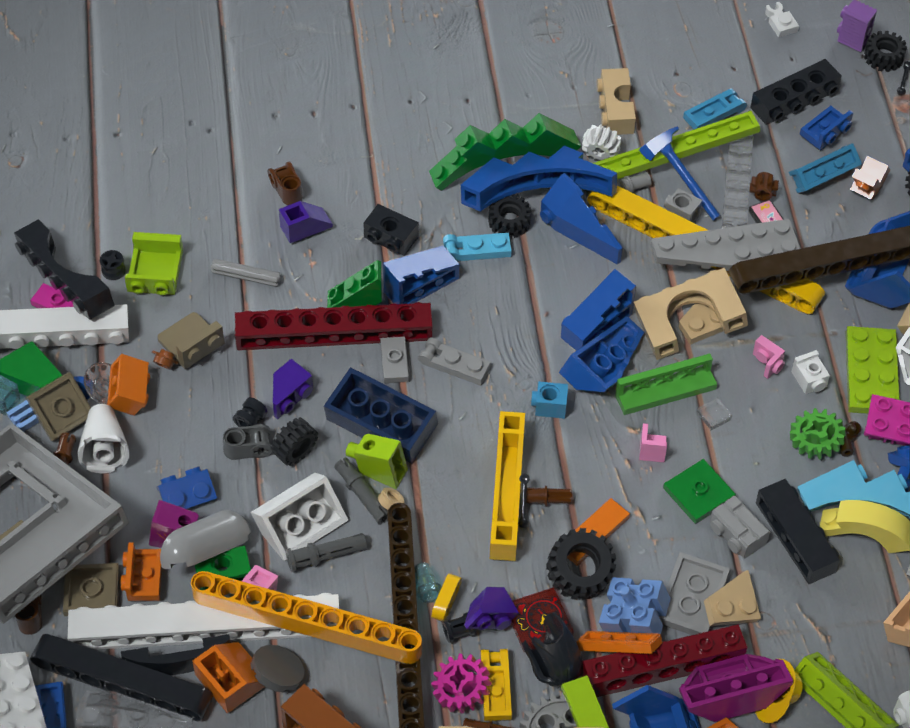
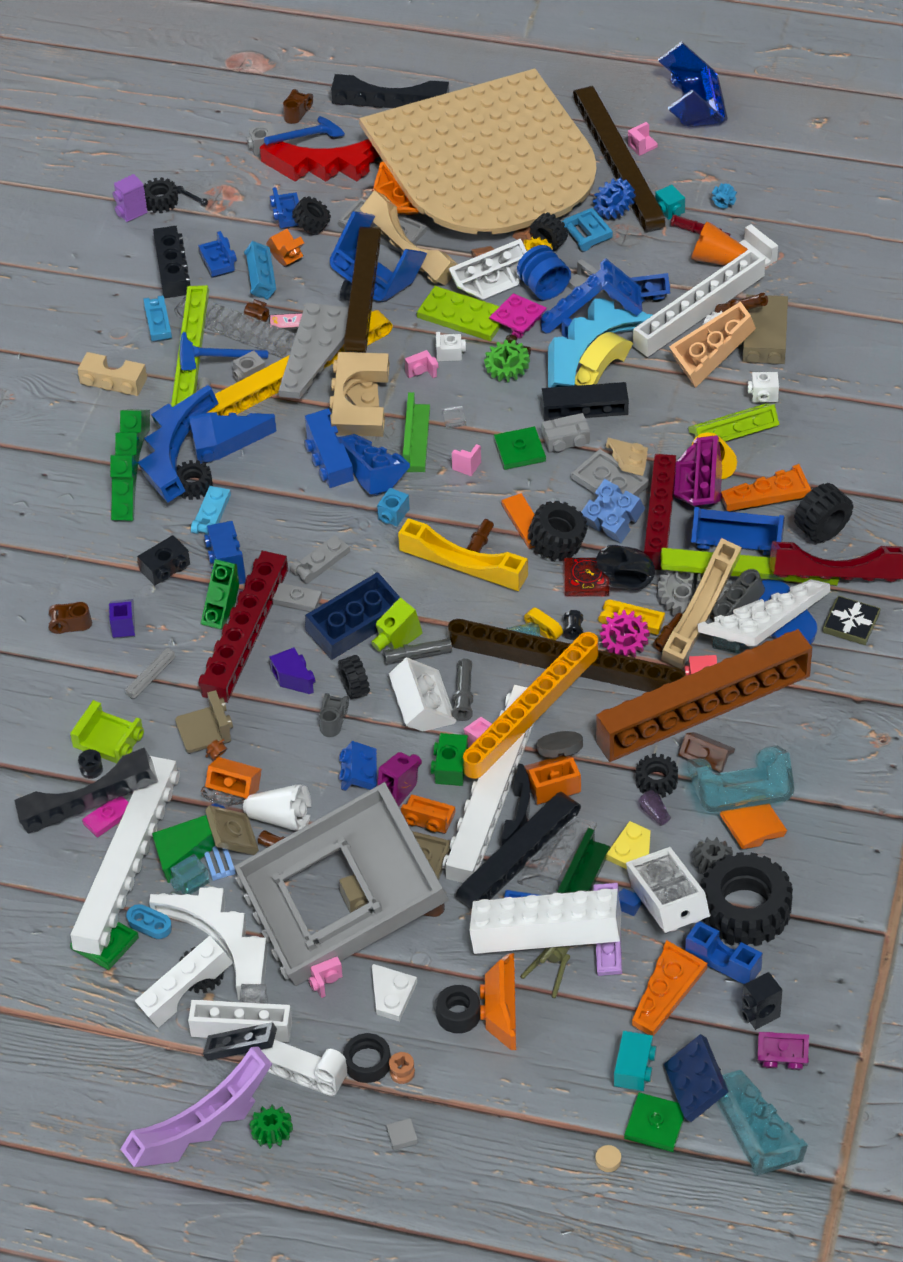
camera: 65 degrees left, 5 degrees down
(204, 539) = (427, 754): light grey brick -> none
(251, 412) = (303, 702): black wheel -> none
(389, 497) = (436, 634): tan tile -> none
(491, 610) = (571, 596): dark purple slope -> none
(524, 479) = (466, 541): black hinge -> none
(601, 142) = (155, 394): white gear -> none
(619, 642) = (639, 522): orange tile -> none
(781, 23) = (85, 247): white plate -> none

